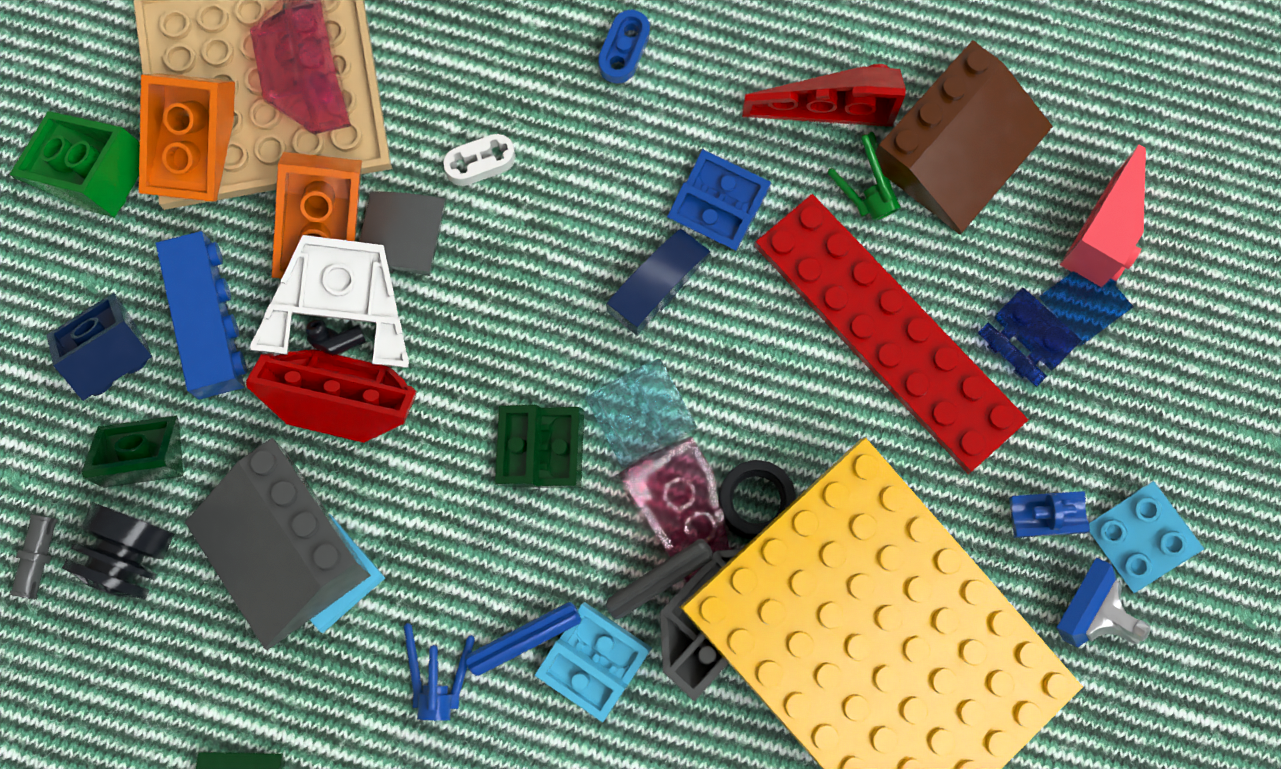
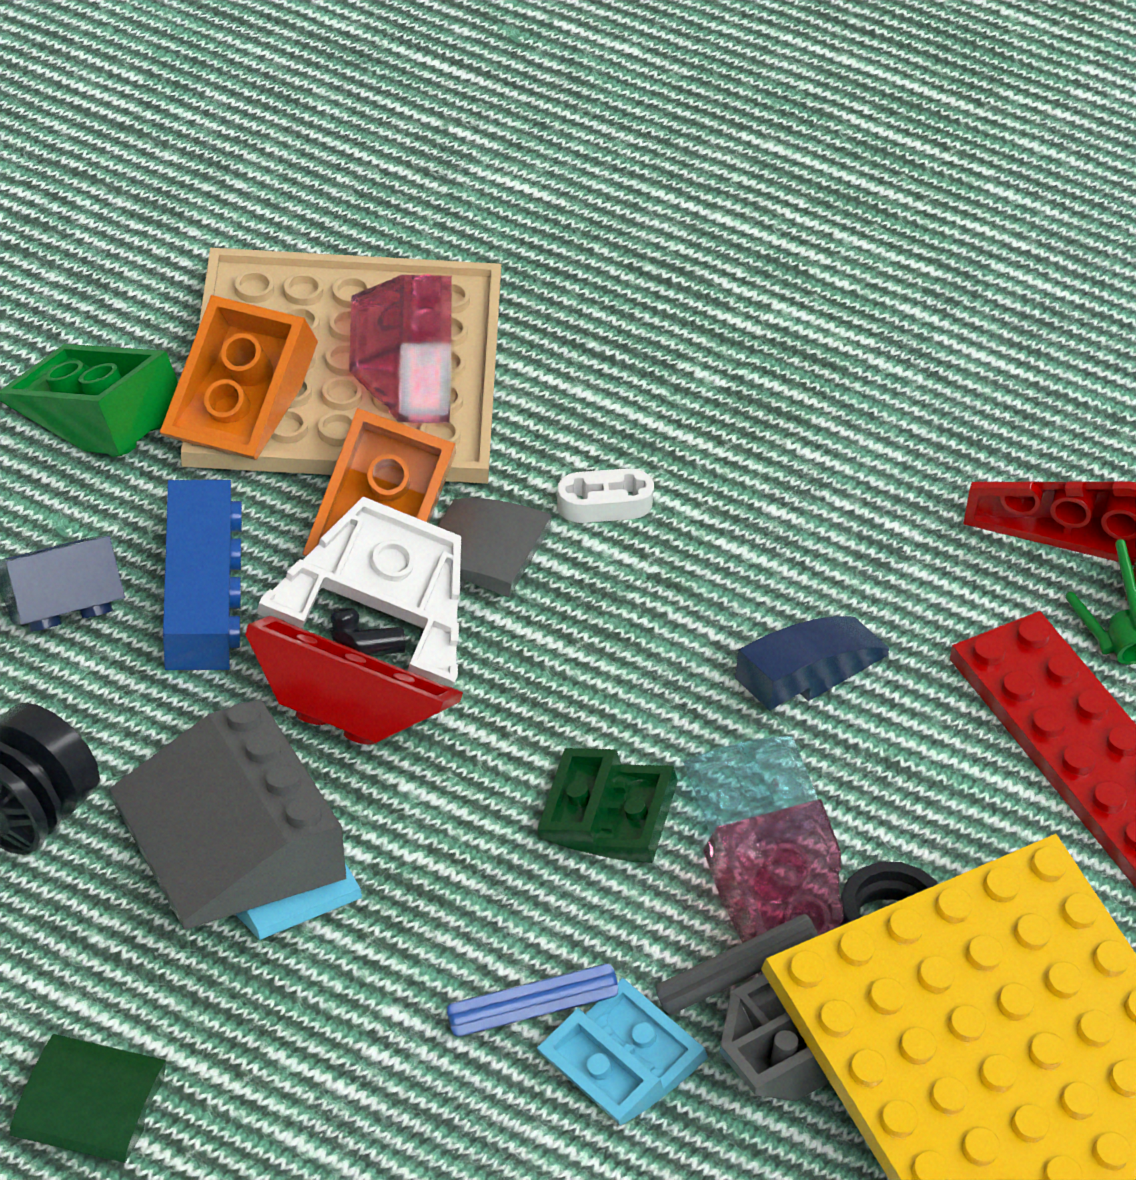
camera: 10 degrees right, 30 degrees down
(135, 452) = (88, 702): dark green slope -> none
(434, 701) = (391, 1046): blue plant -> none
(623, 48) = (823, 417): blue plate -> none
(719, 200) = (914, 596): blue slope -> none

